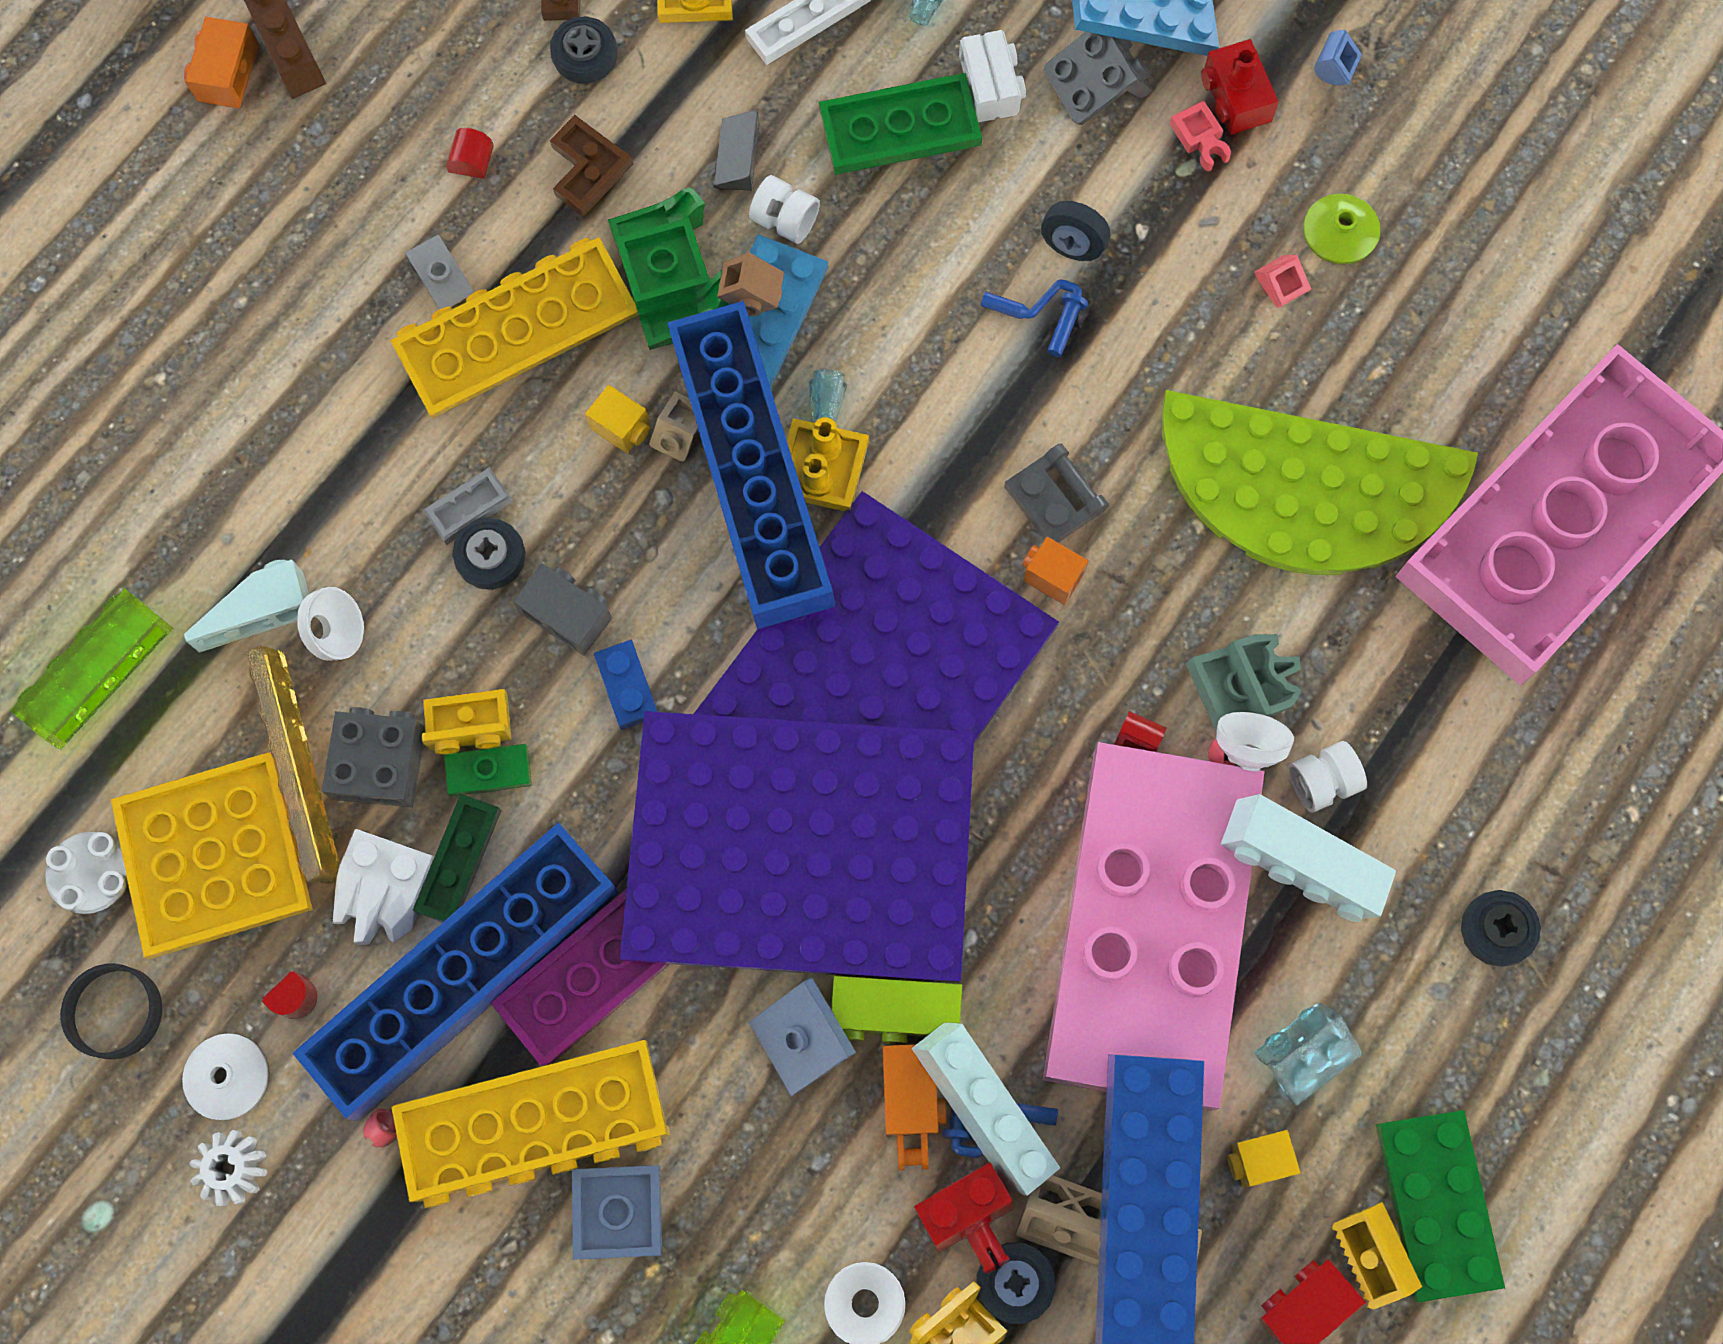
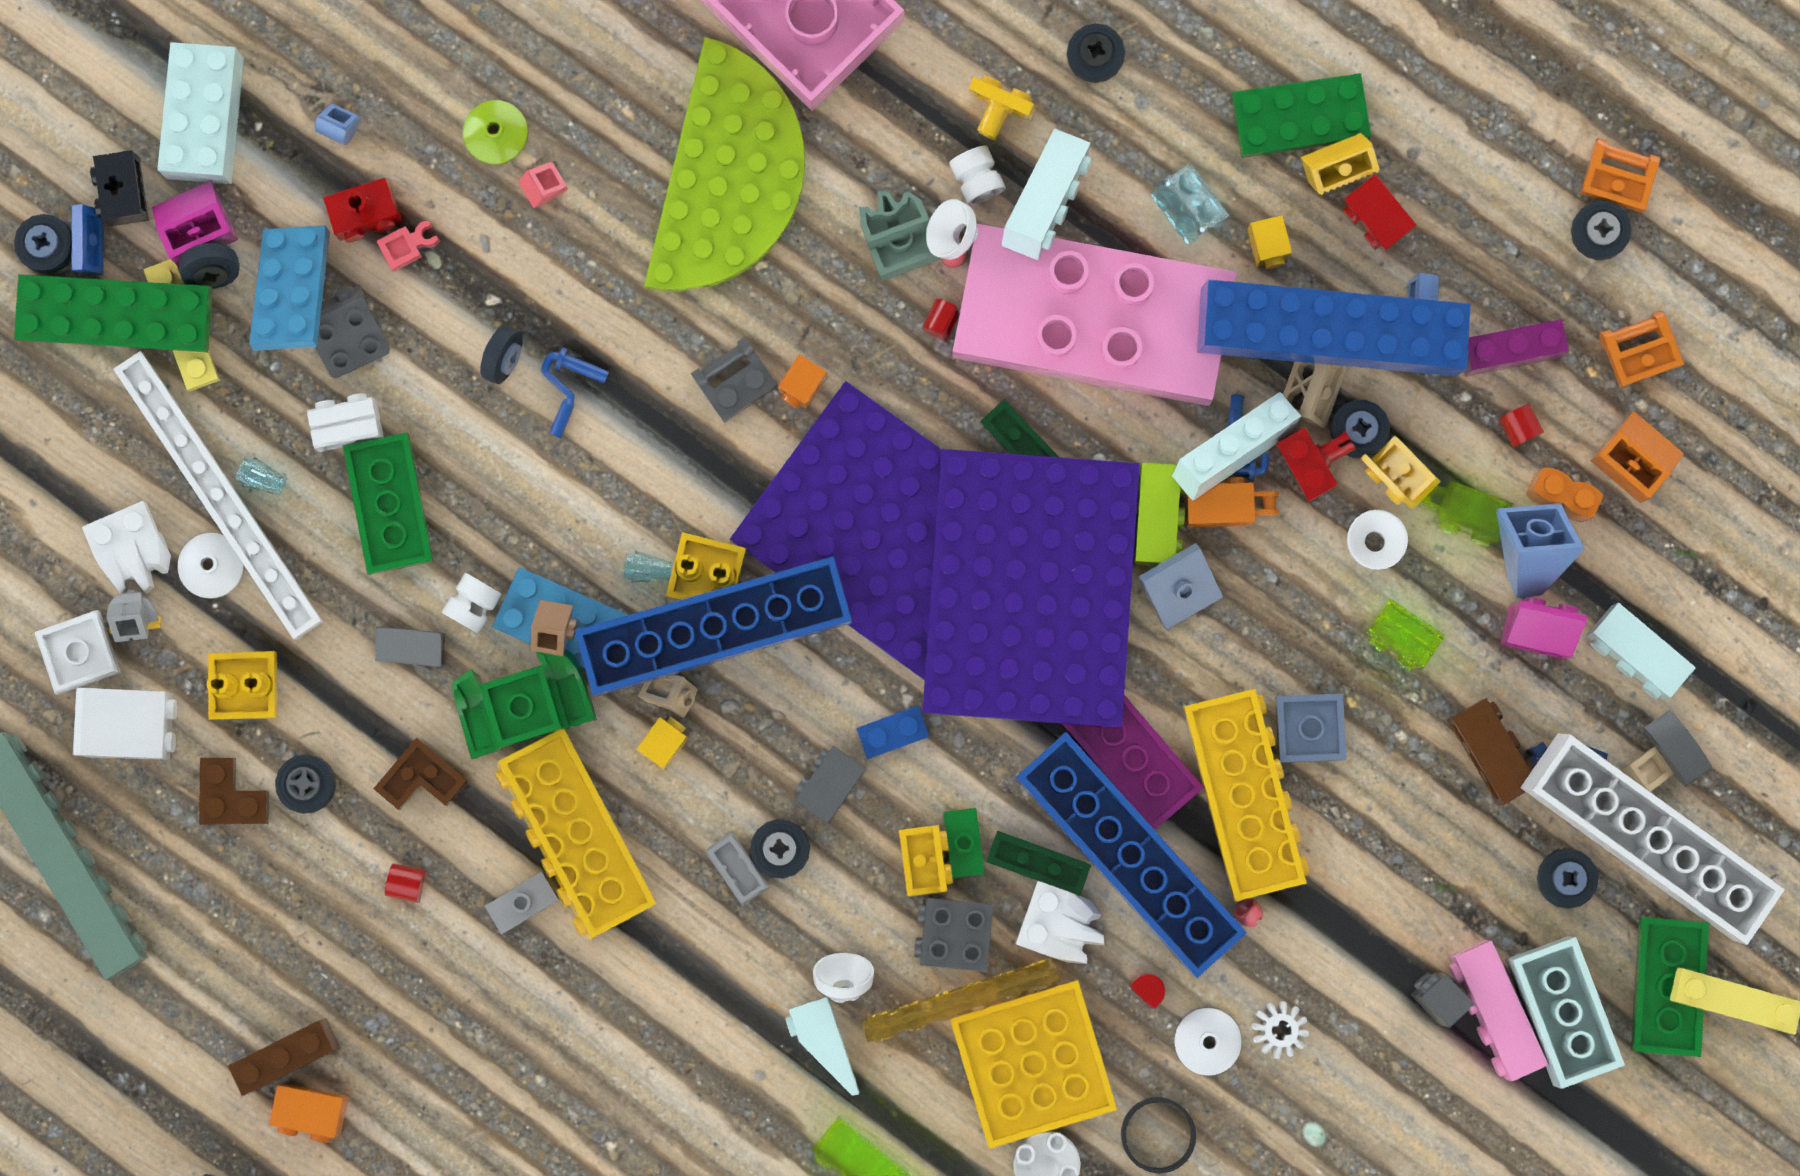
camera: 90 degrees left, 10 degrees up
(998, 828) = (1014, 432): none -> dark green plate
(1420, 799) = (999, 105): none -> yellow plate

